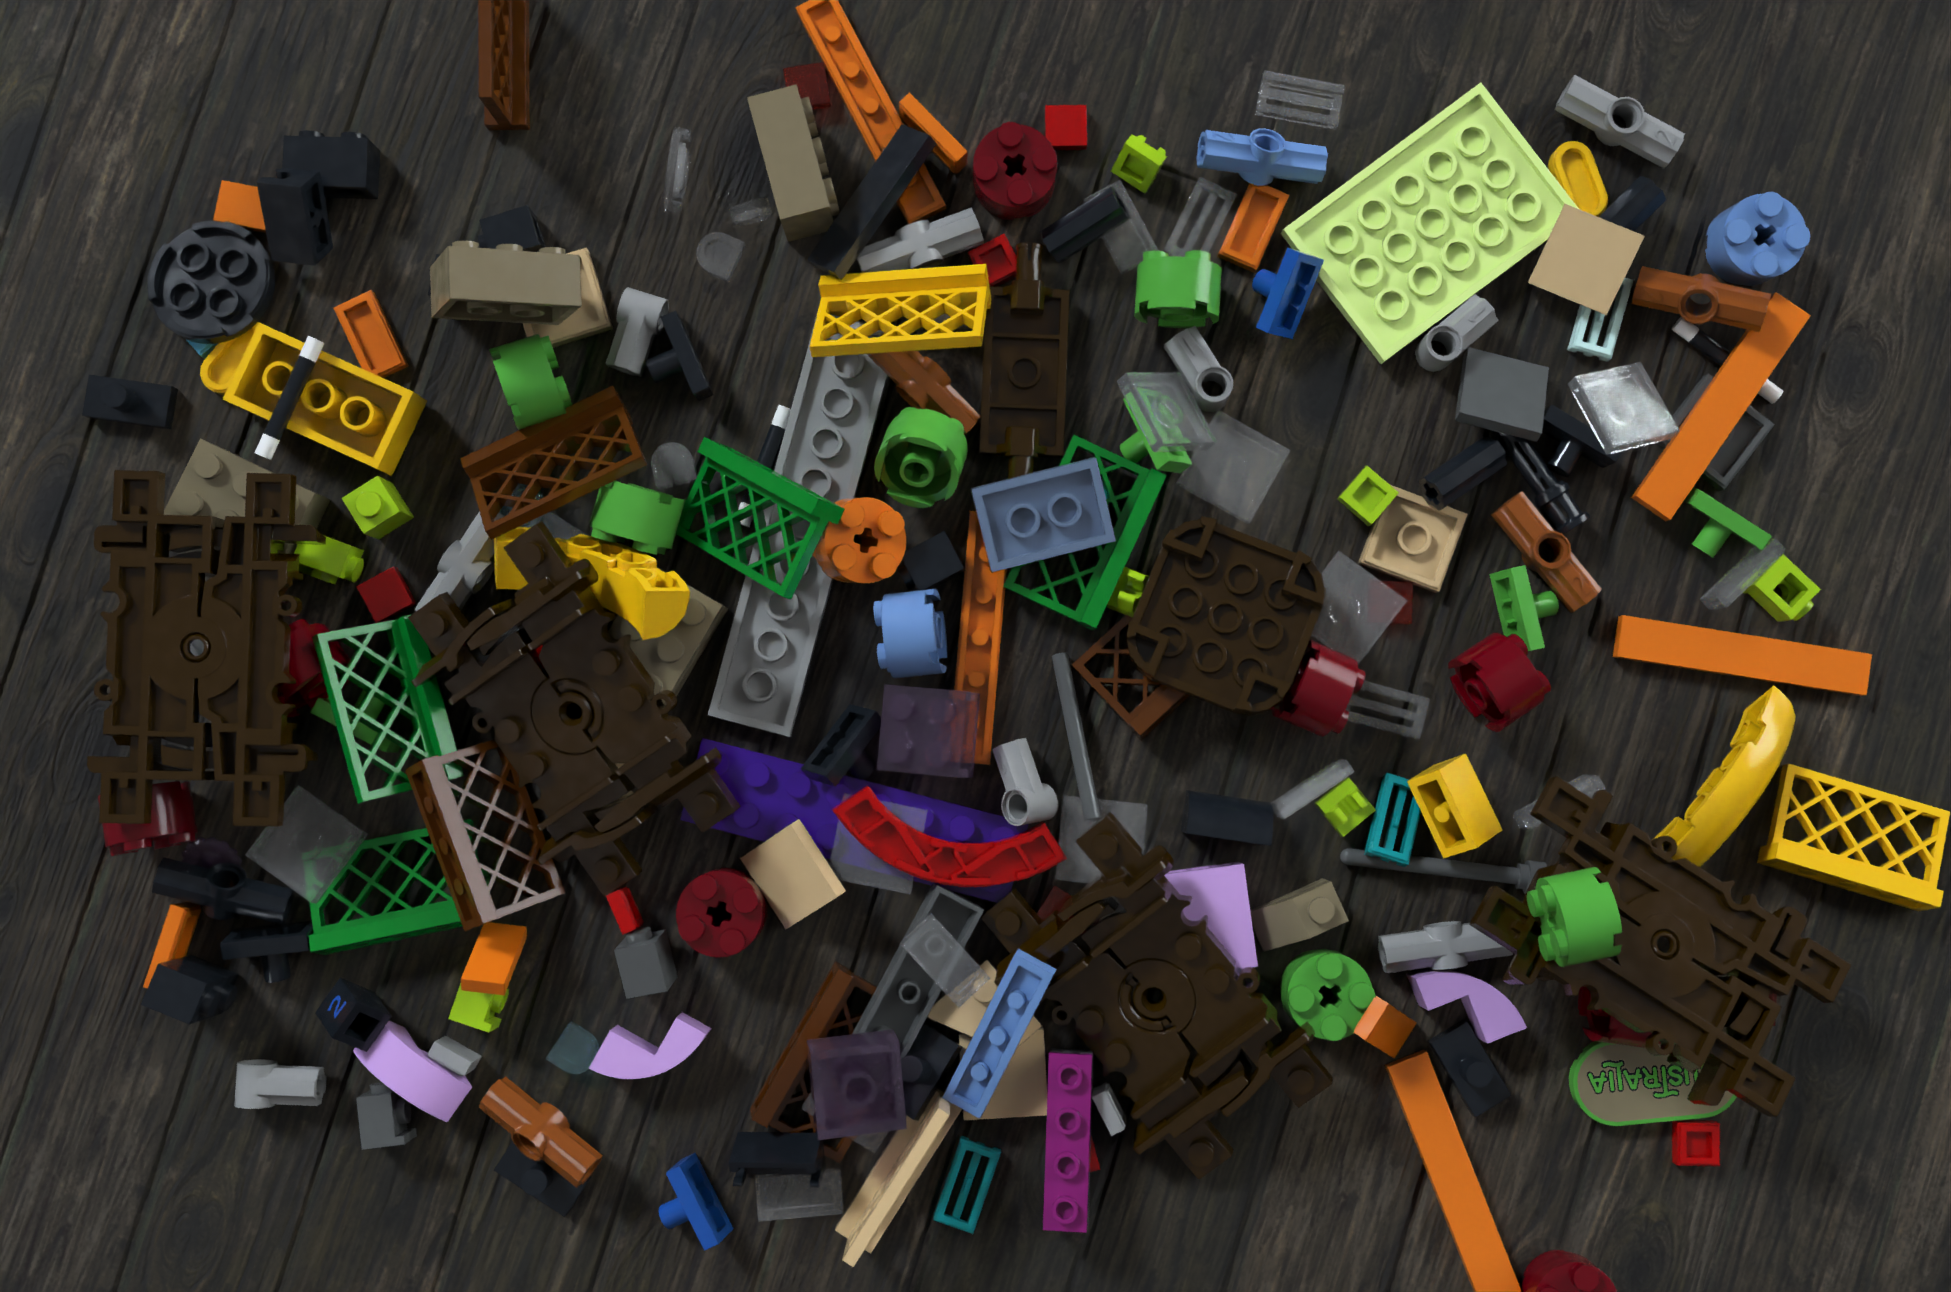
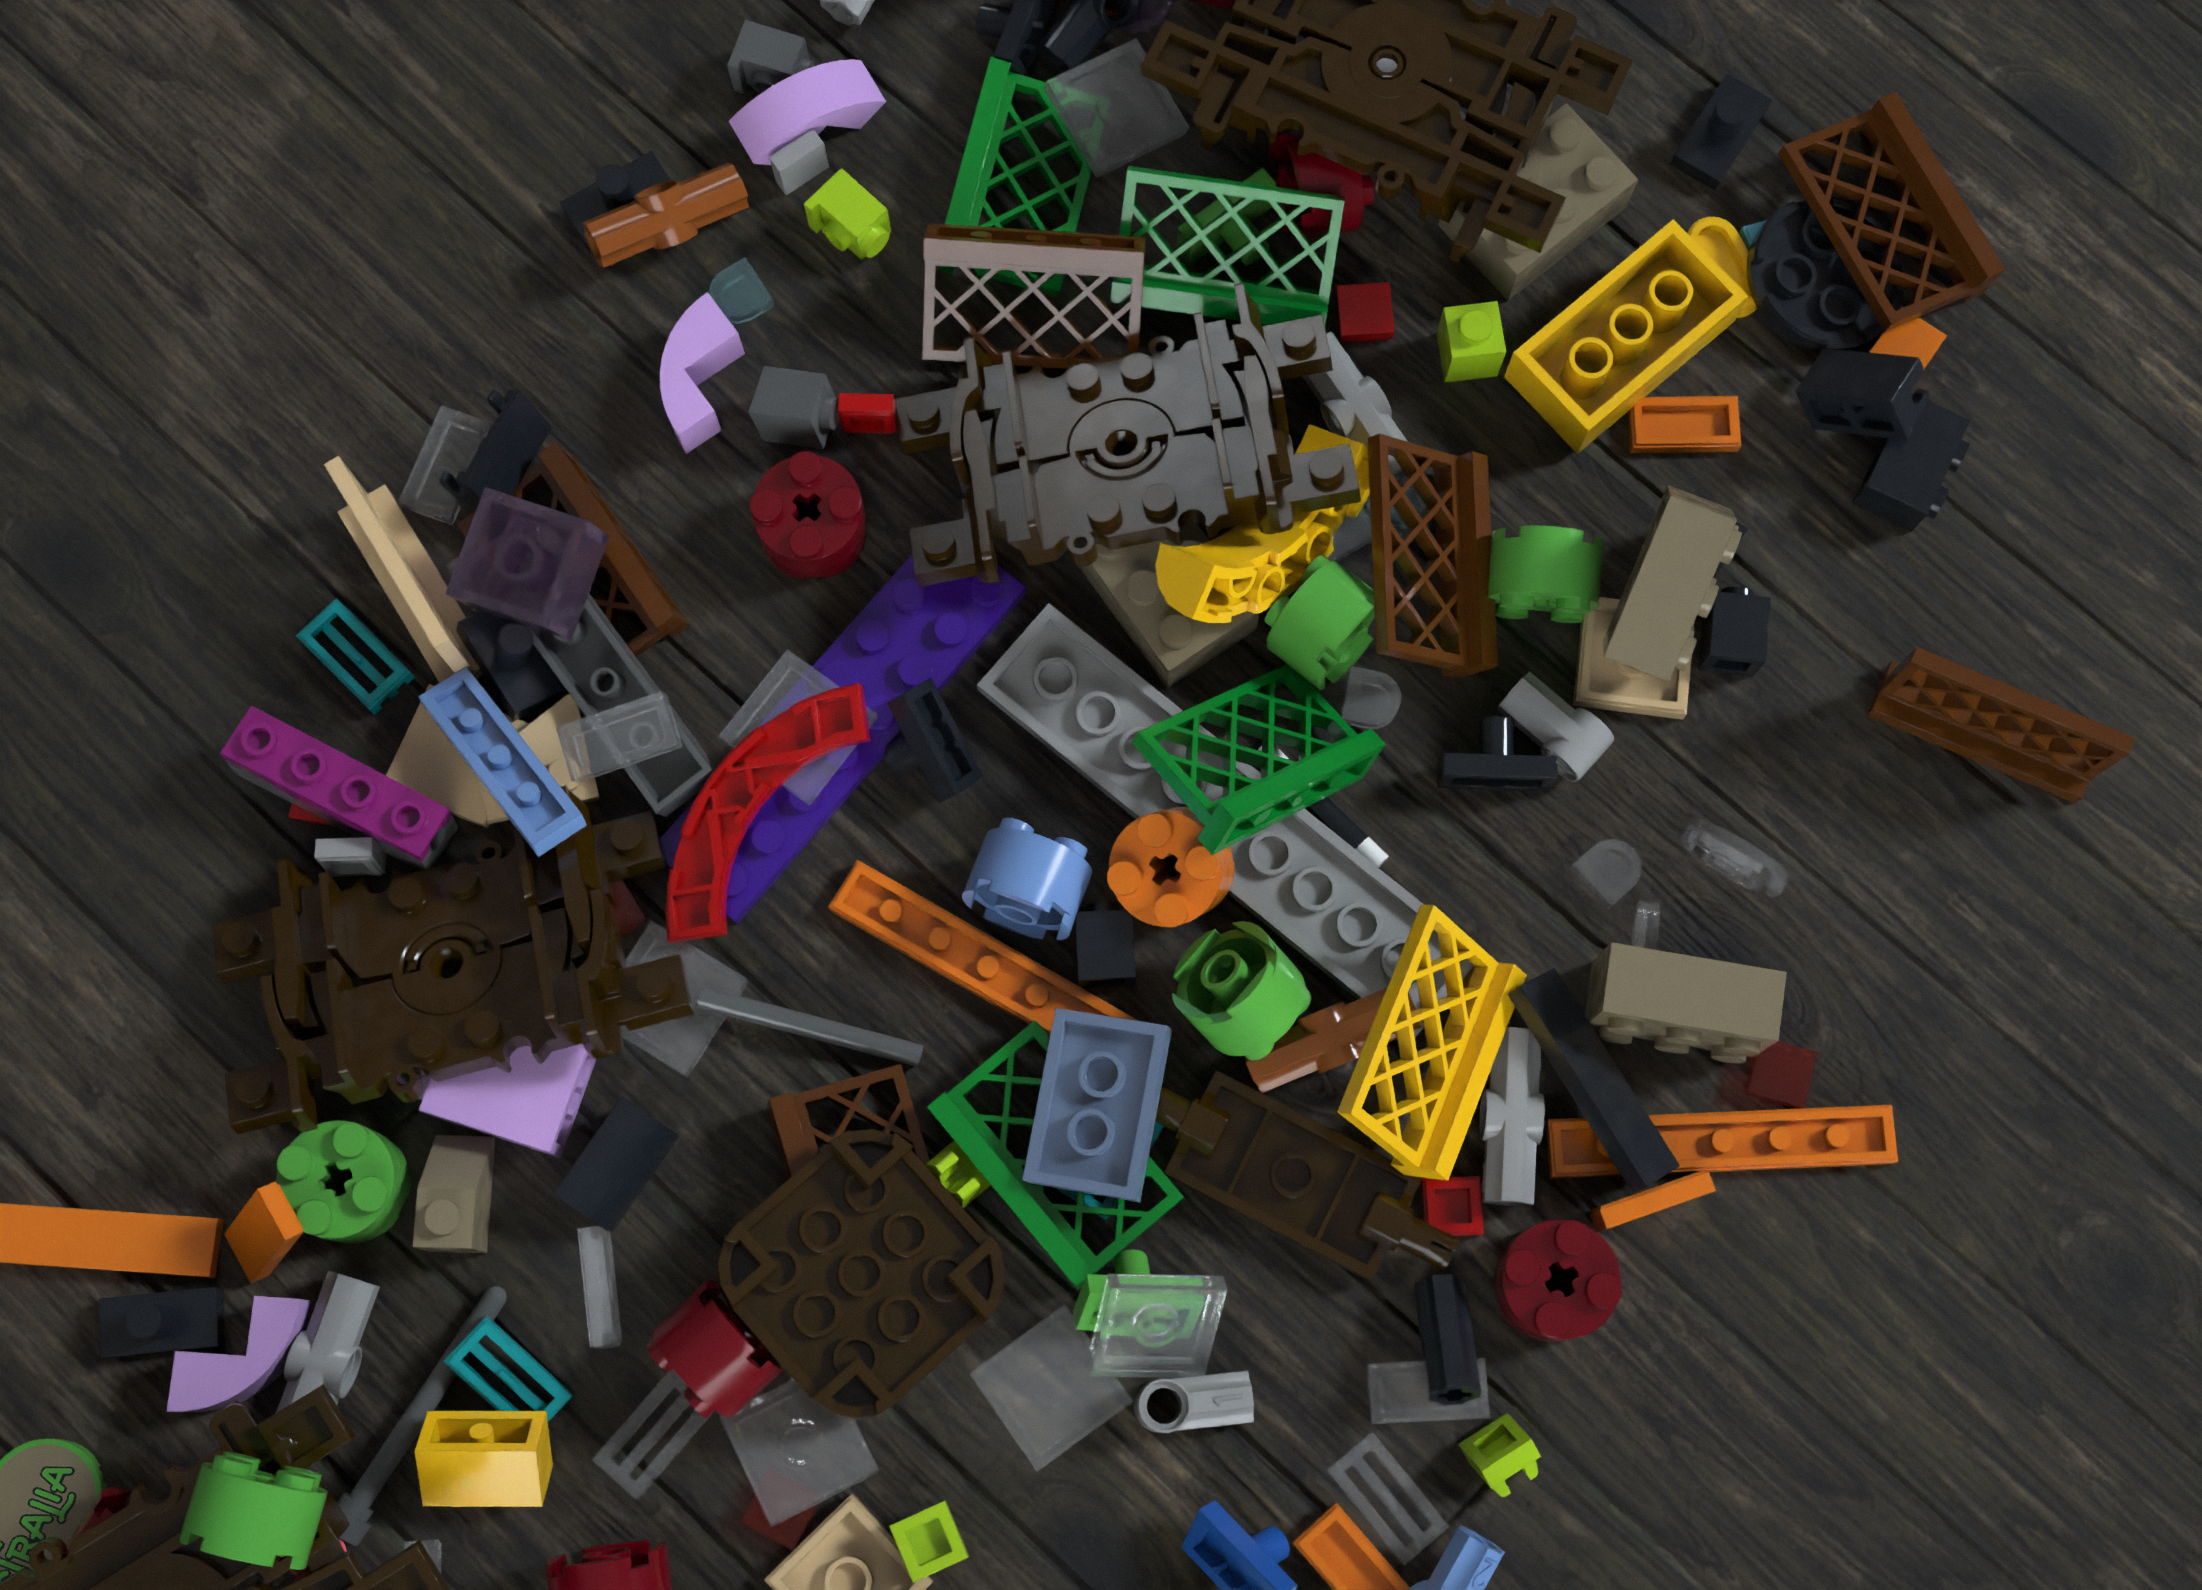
camera: 120 degrees right, 10 degrees down
(122, 234) = (1924, 198): none -> reddish brown fence
(289, 397) = (1641, 290): black bar -> none
(331, 560) = (1429, 272): lime brick -> none
(353, 1014) = (899, 74): black brick -> none
(494, 958) = (883, 244): orange tile -> none
(695, 1203) = (497, 346): blue tile -> none
(792, 874) = (811, 615): tan tile -> none
(928, 731) = (901, 847): clear purple brick -> none
(1025, 796) = (767, 930): light grey piece -> none
(1066, 126) = (1590, 1381): red tile -> none
(1178, 289) = (1306, 1417): bright green brick -> none
(1344, 806) = (556, 1322): lime tile -> none

